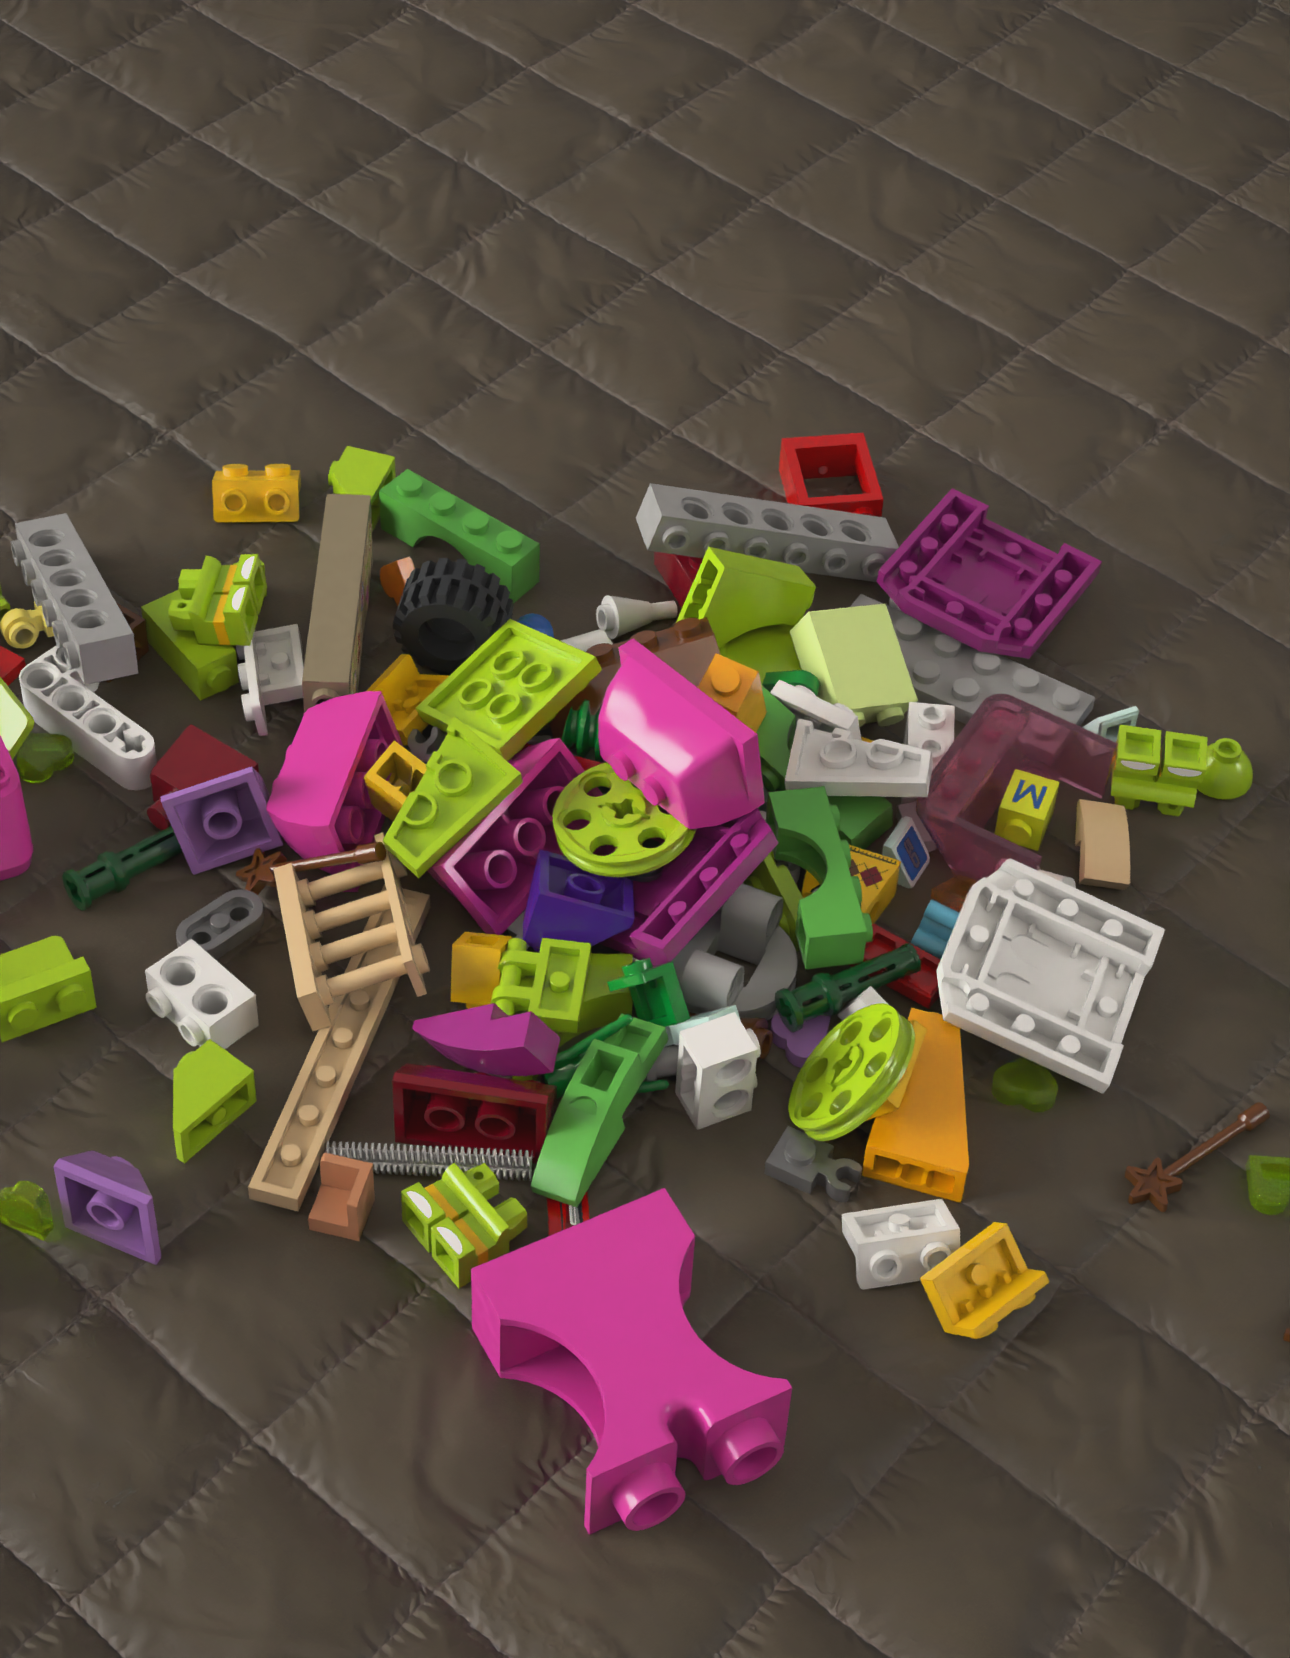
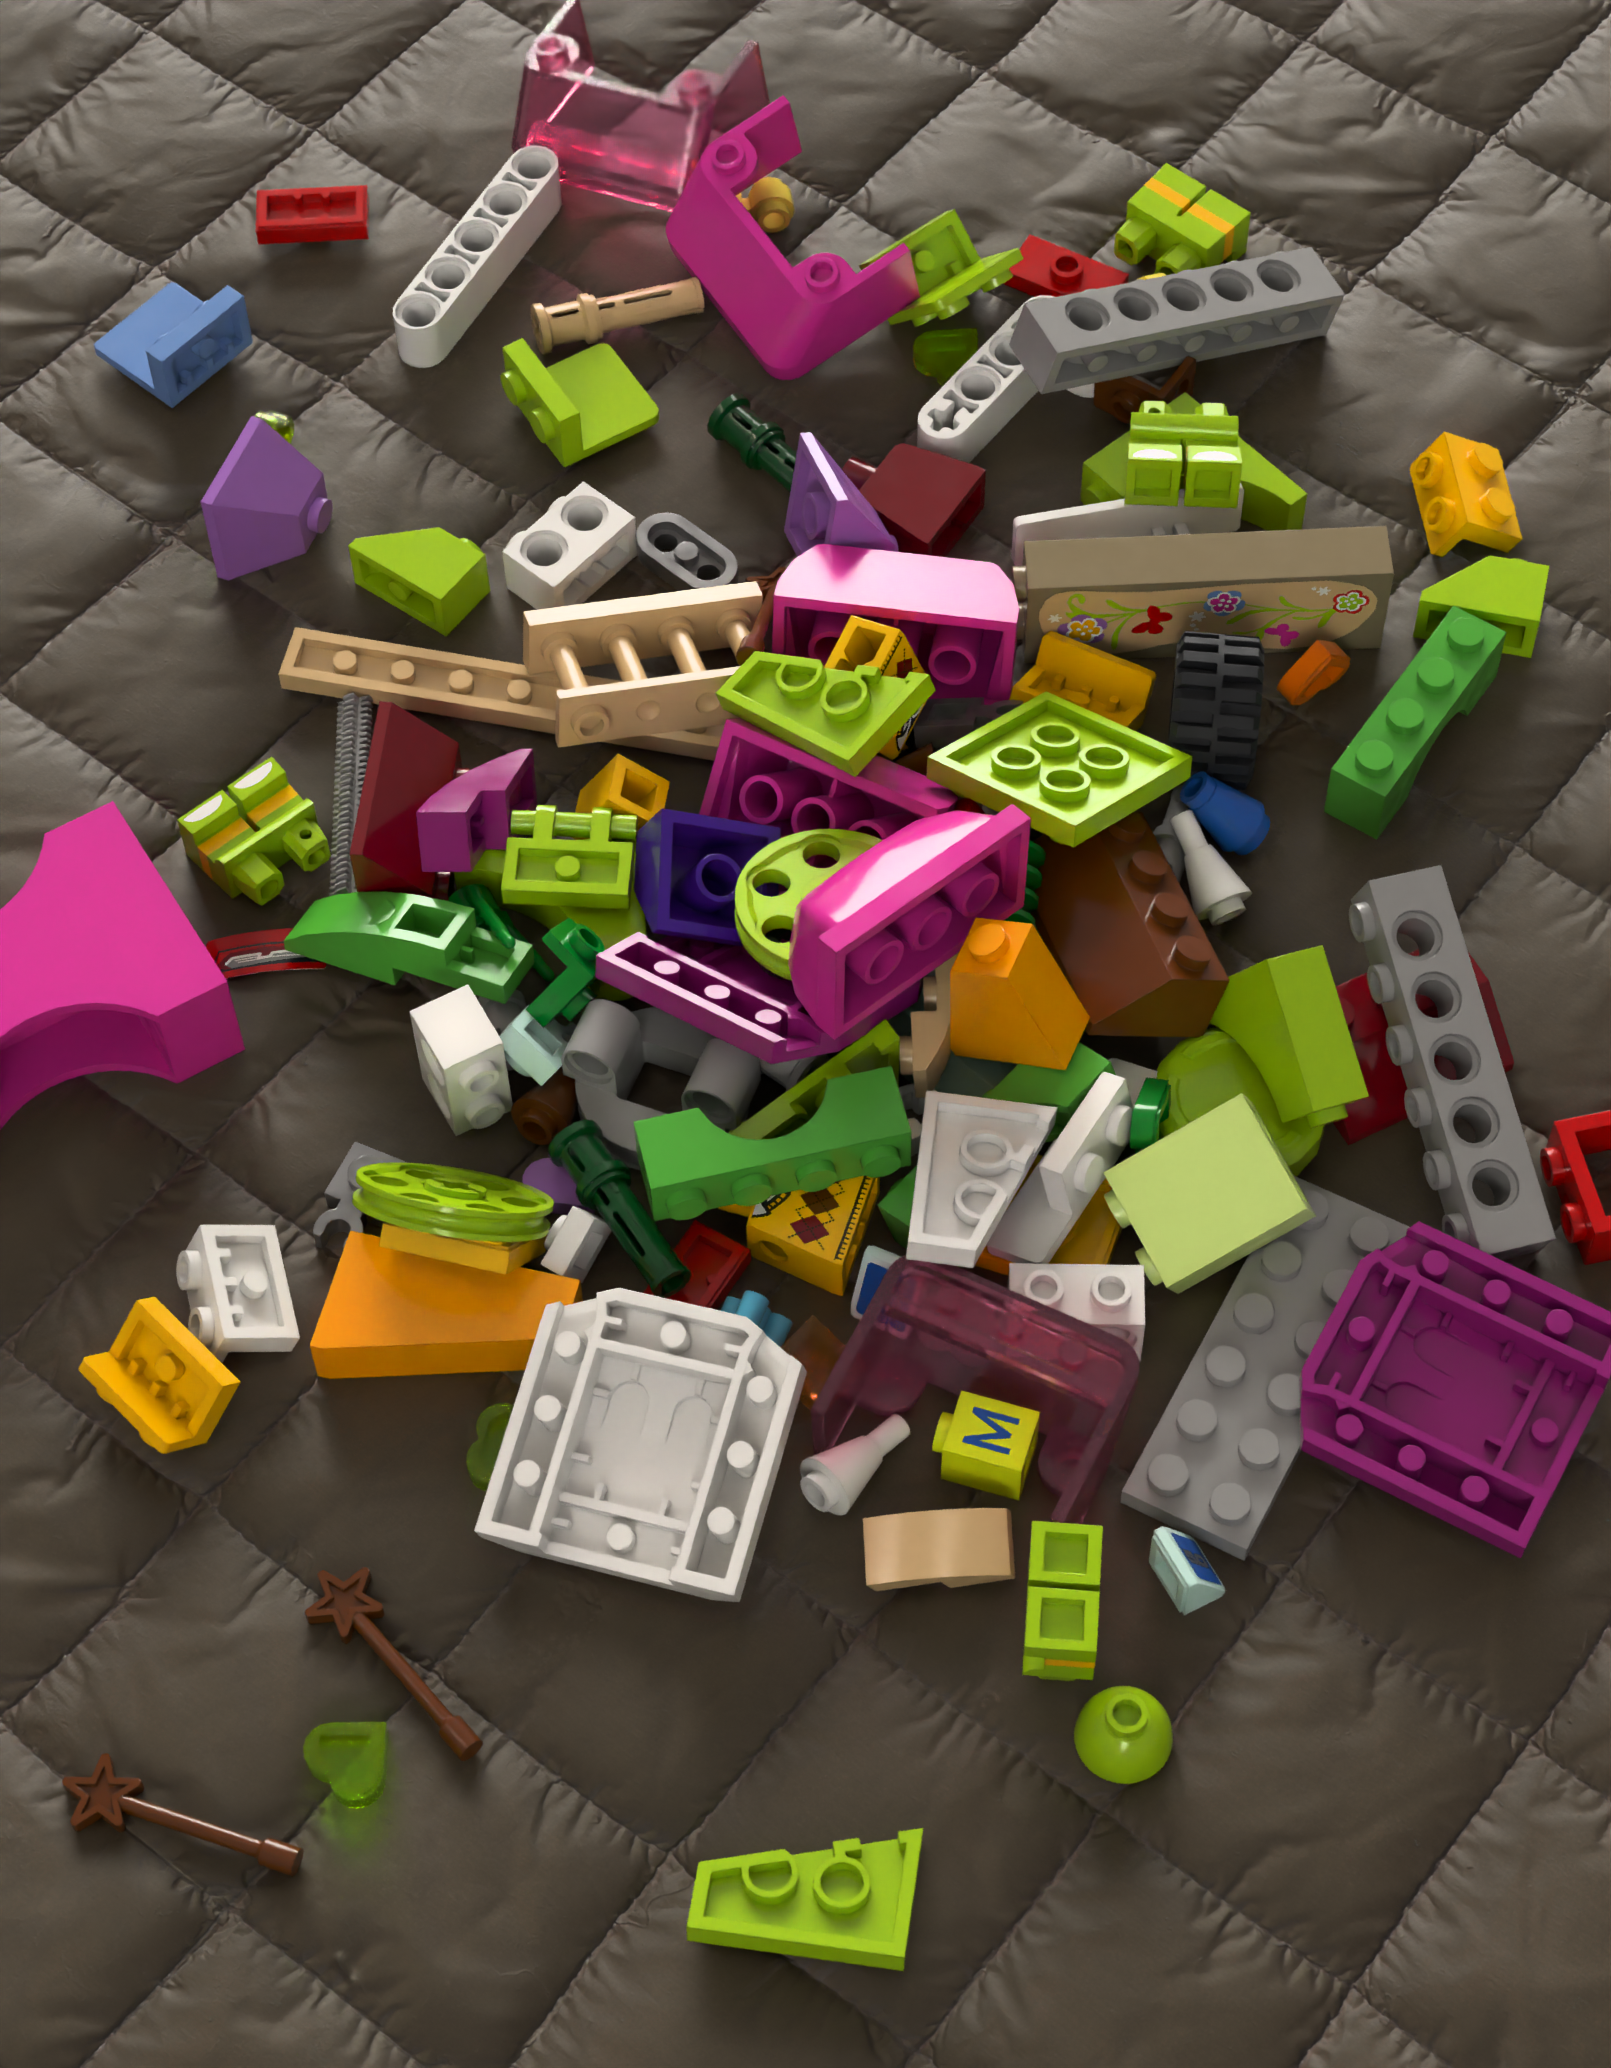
camera: 90 degrees right, 10 degrees up
(343, 1197) = (286, 724): nougat panel -> none
(624, 615) = (1303, 924): white cone -> none

